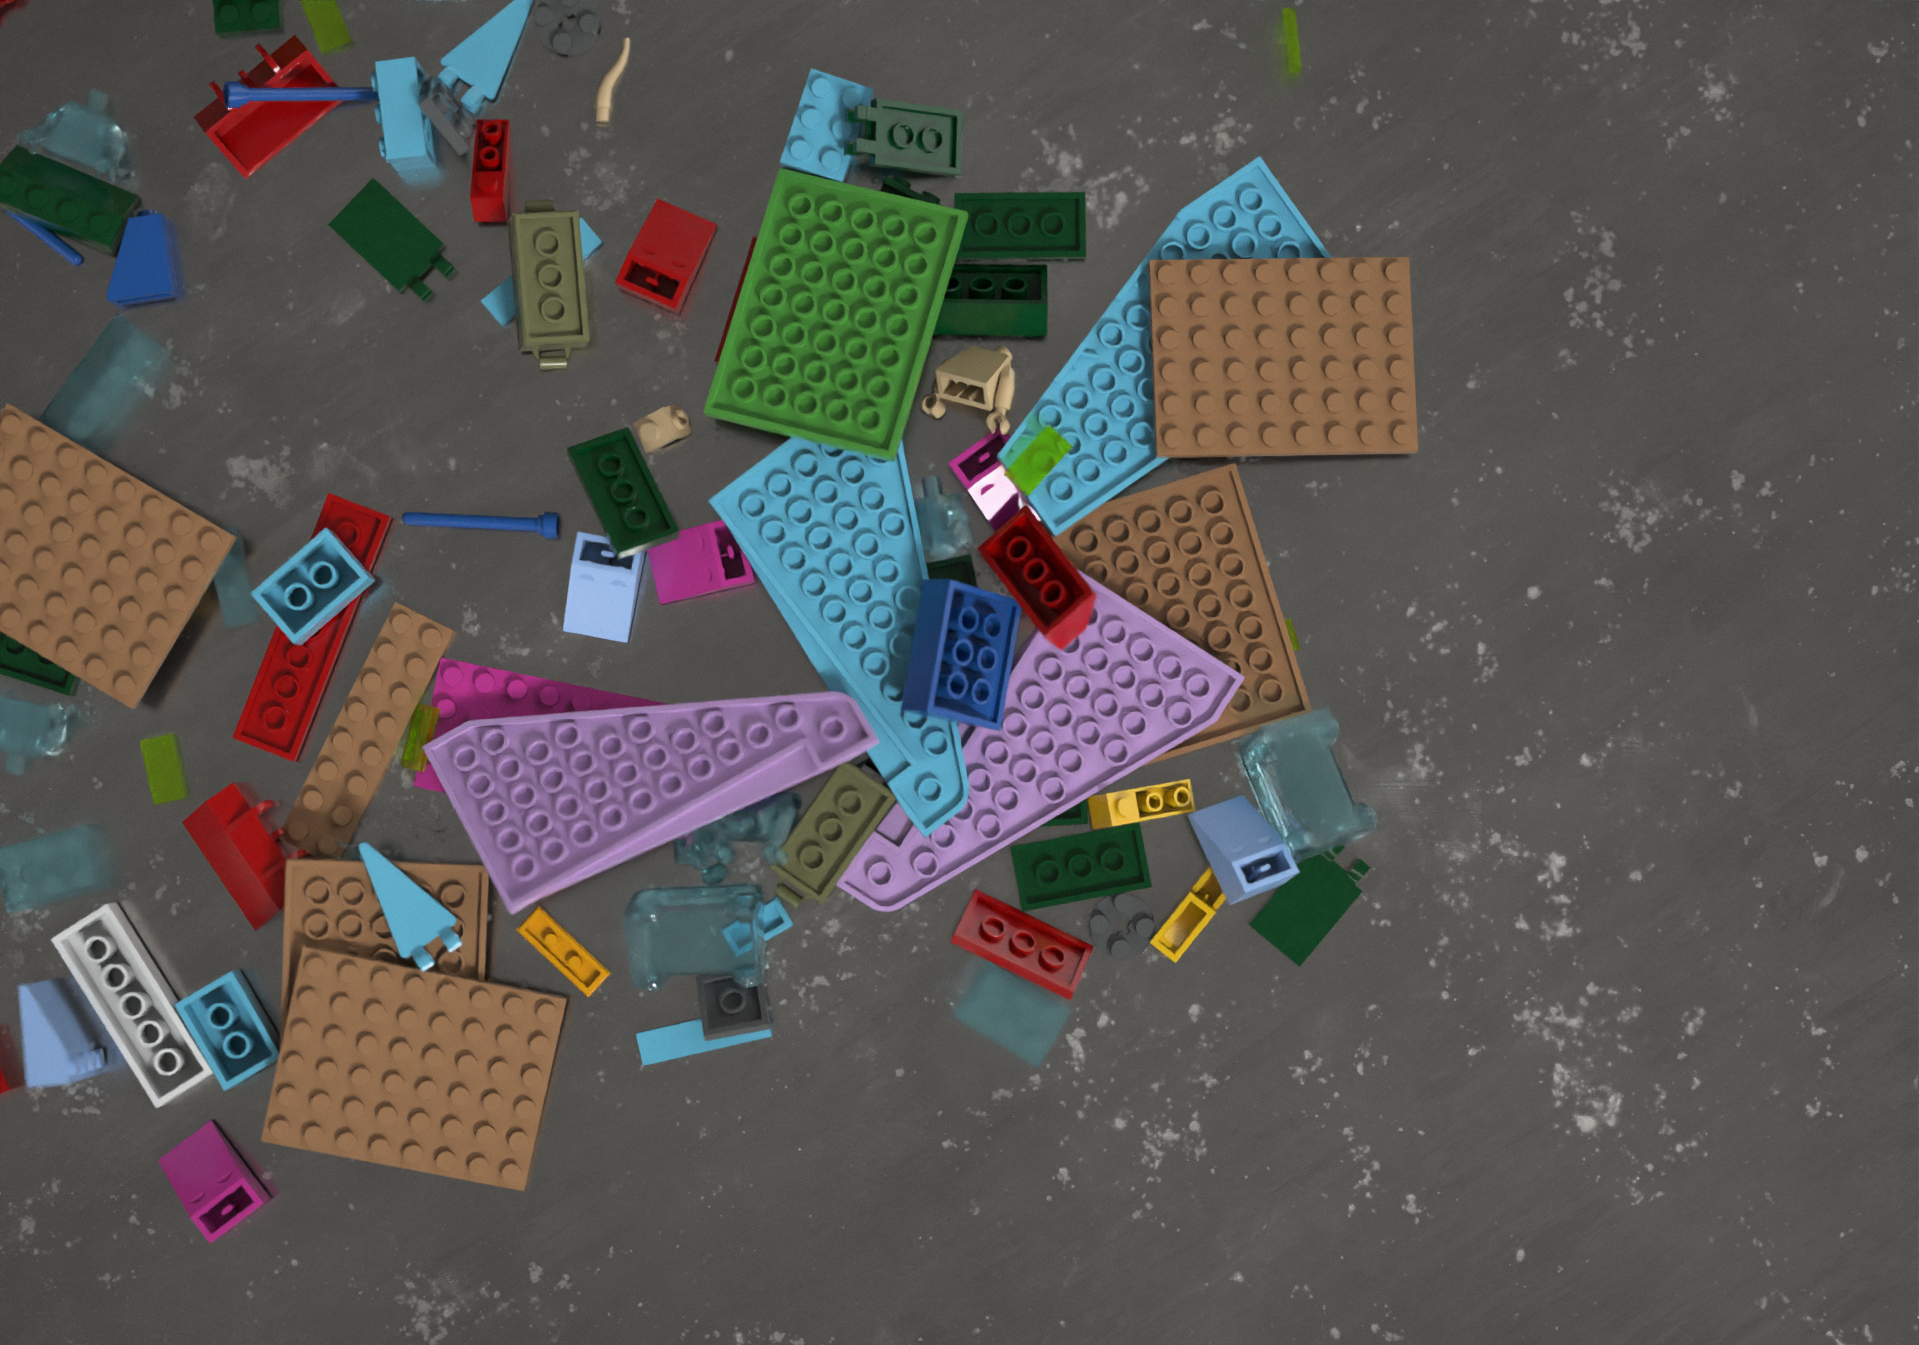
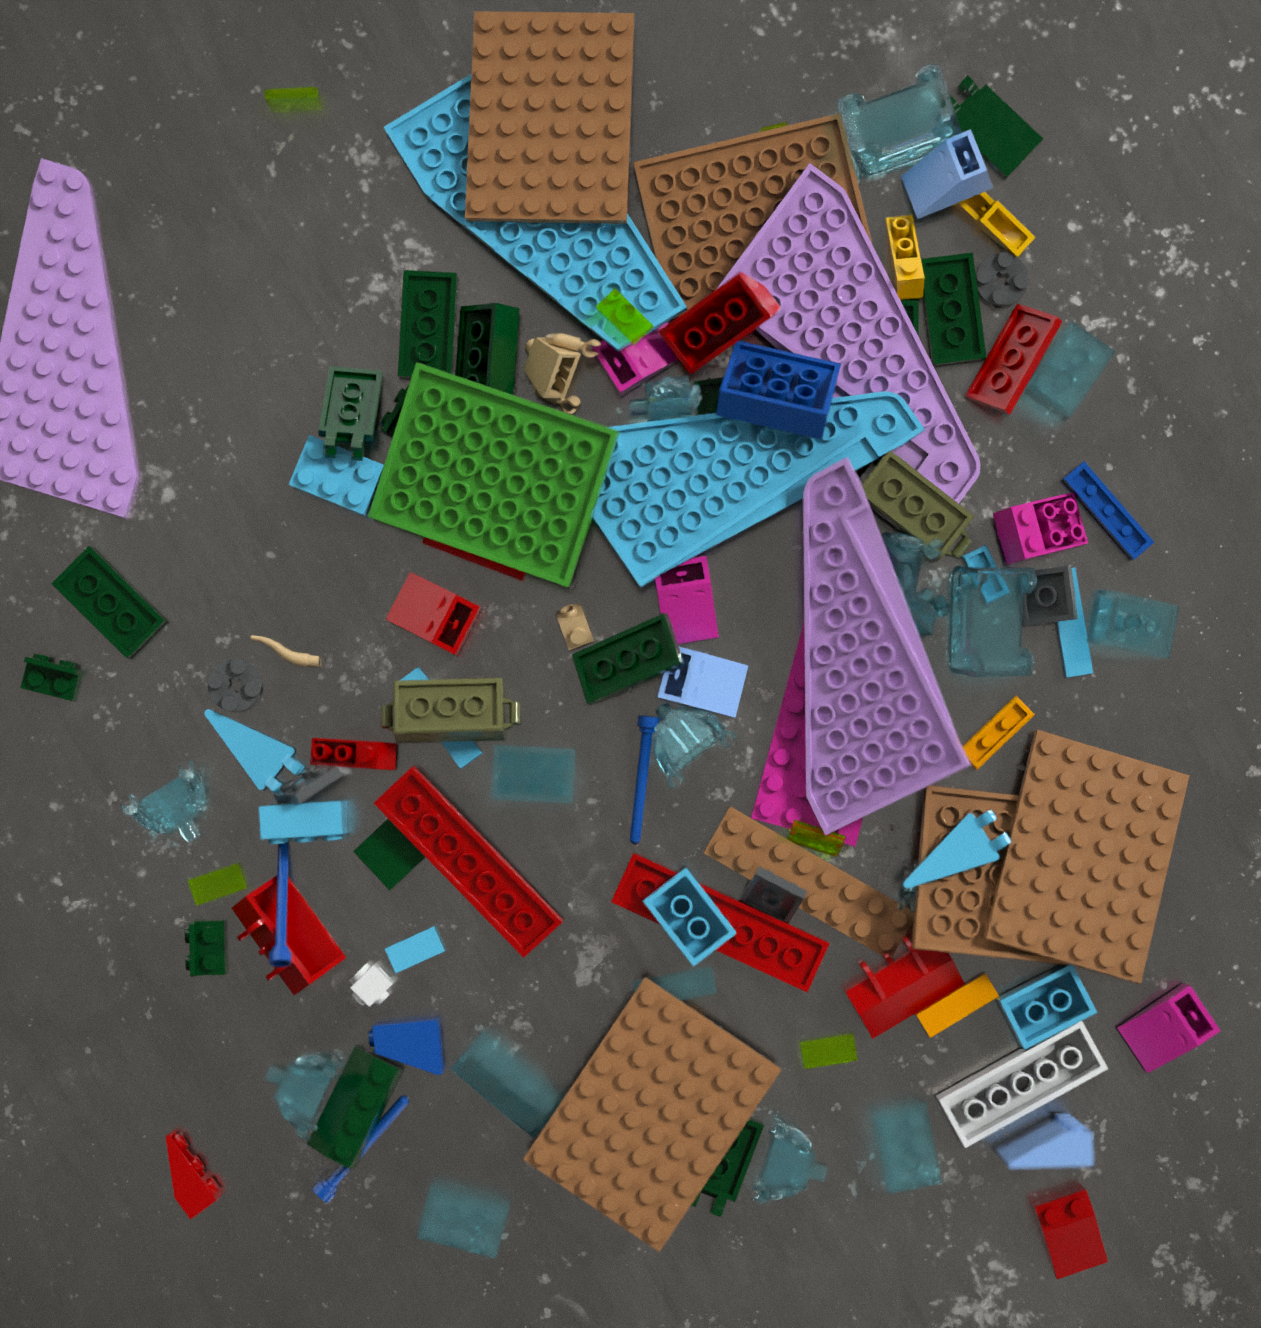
camera: 80 degrees left, 0 degrees up
(212, 209) = (371, 985): none -> white brick
(228, 922) = (957, 1004): none -> light orange tile
(258, 260) = (414, 949): none -> medium azure tile
(346, 688) = (773, 895): none -> dark grey plate
(366, 316) = (468, 861): none -> red plate
(477, 388) = (533, 774): none -> clear light blue brick
(534, 570) = (685, 736): none -> clear light blue torso
(705, 1111) = (1133, 623): none -> clear light blue slope
(817, 990) = (1040, 528): none -> dark pink slope
(843, 1073) = (1108, 510): none -> blue plate

